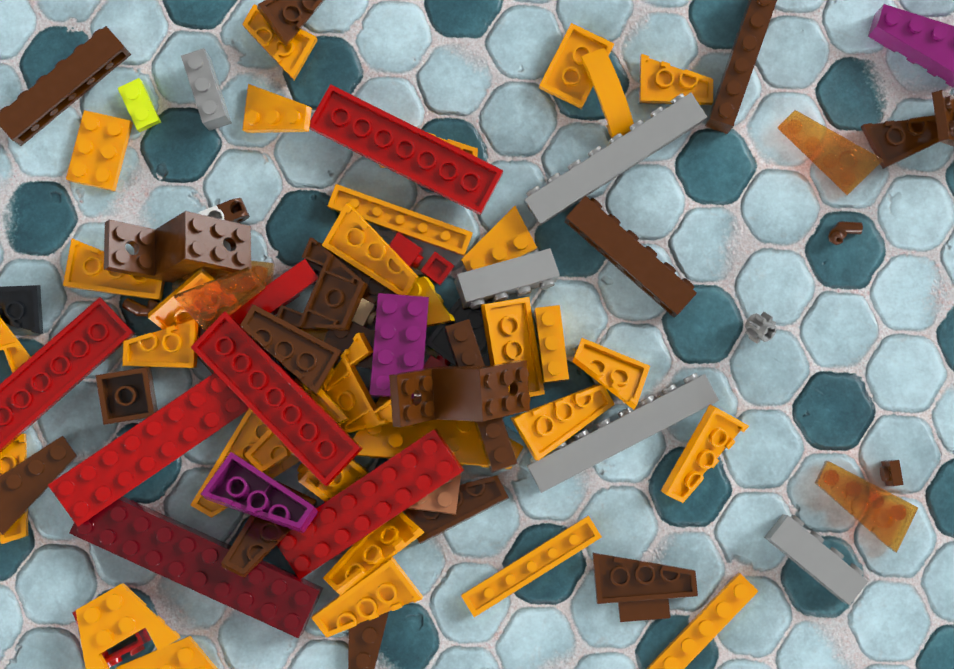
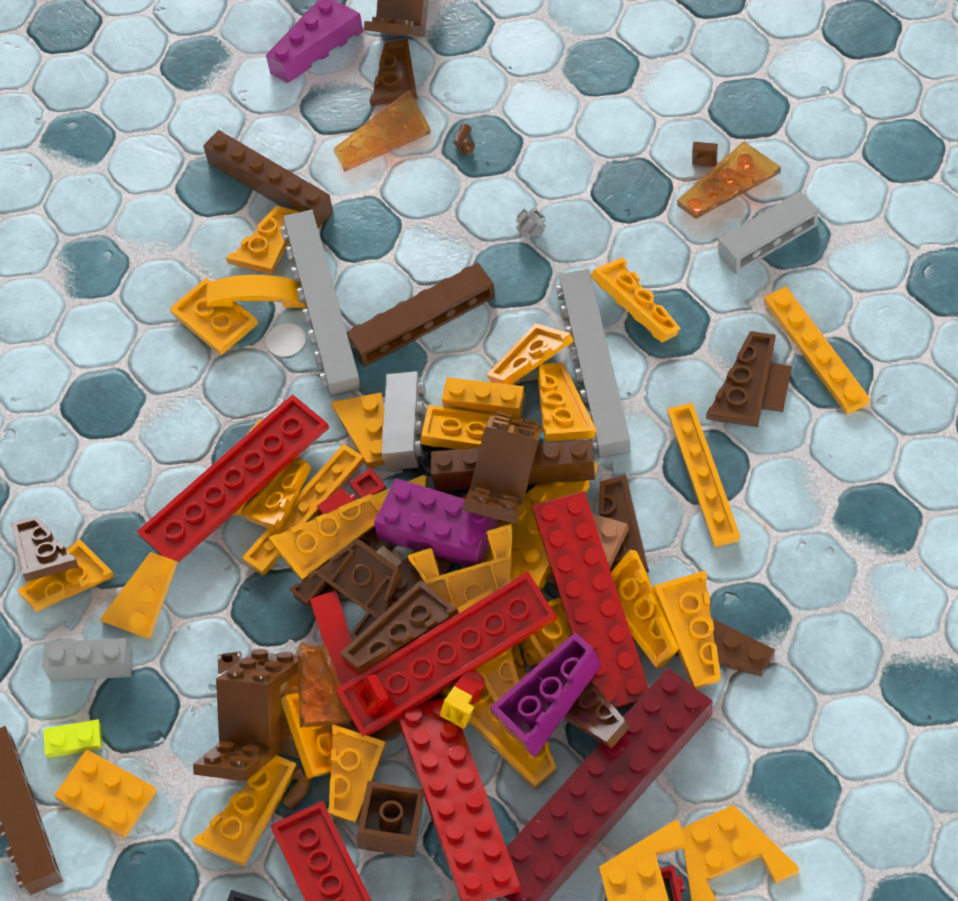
camera: 70 degrees left, 25 degrees down
(218, 346) = (371, 694): none -> red plate
(240, 422) = (458, 704): none -> yellow leg
(398, 193) = (276, 498): none -> light orange wing
(573, 140) = (286, 339): none -> white sticker

